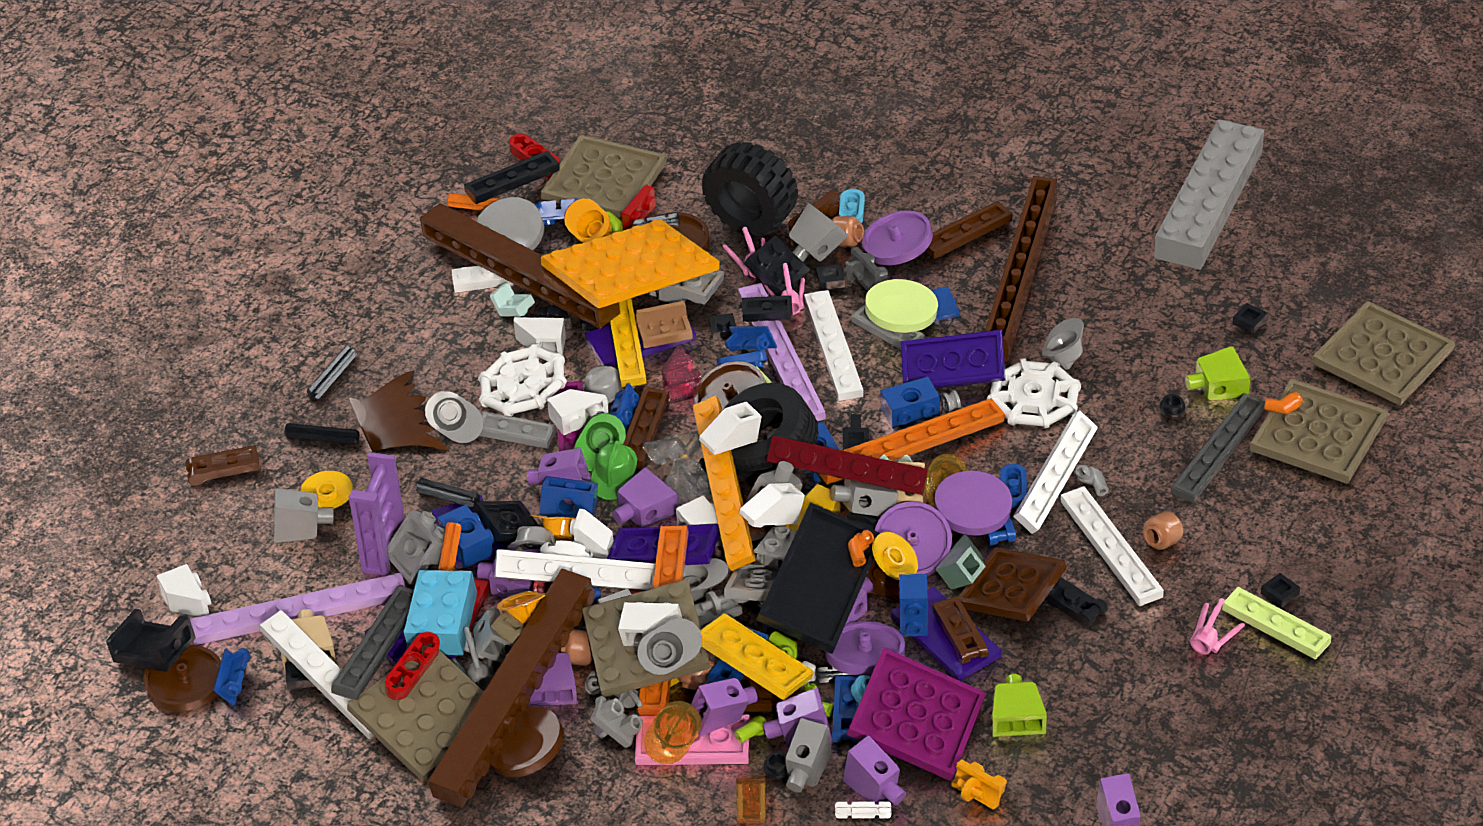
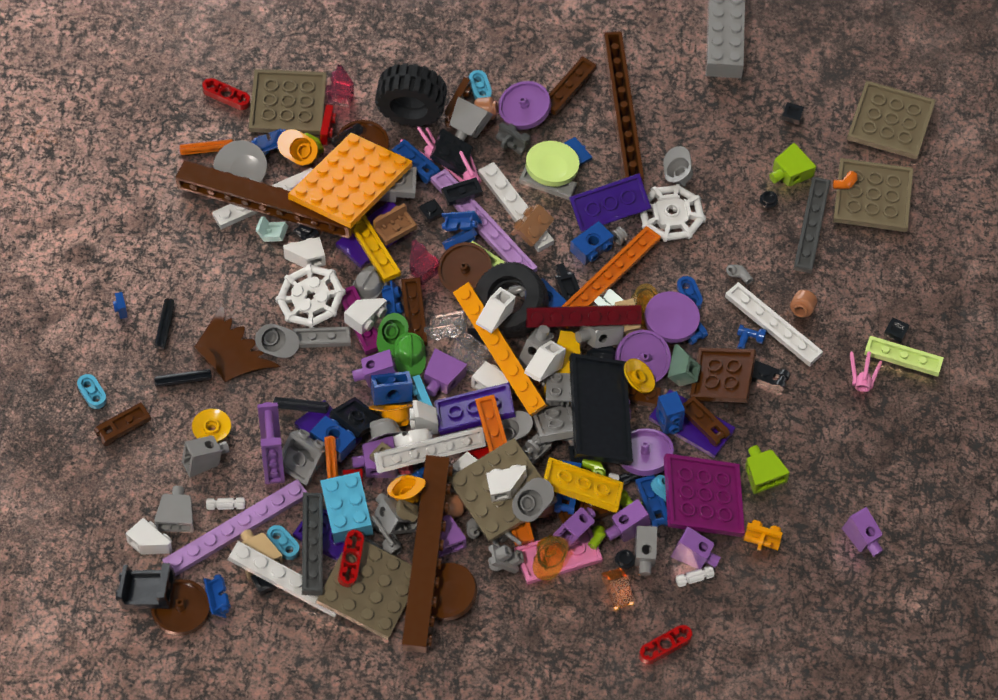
camera: 25 degrees left, 15 degrees up
(205, 422) = (93, 392): none -> medium azure plate
(231, 572) = (175, 512): none -> light grey torso
(288, 340) = (119, 305): none -> blue plate
(300, 578) = (225, 503): none -> white axle
(345, 635) = (284, 543): none -> medium azure plate
(511, 177) = (223, 121): black plate -> none
(604, 509) = (420, 391): none -> medium azure plate
(674, 175) = (341, 88): none -> clear pink slope
(732, 268) = (419, 160): none -> blue plate
(830, 277) = (490, 150): black plate -> none
(840, 362) = (533, 224): none -> medium nougat bracket
(858, 545) = (614, 377): orange arm -> none
(1055, 472) = (713, 274): white plate -> none
(1086, 554) = (745, 333): none -> blue piece

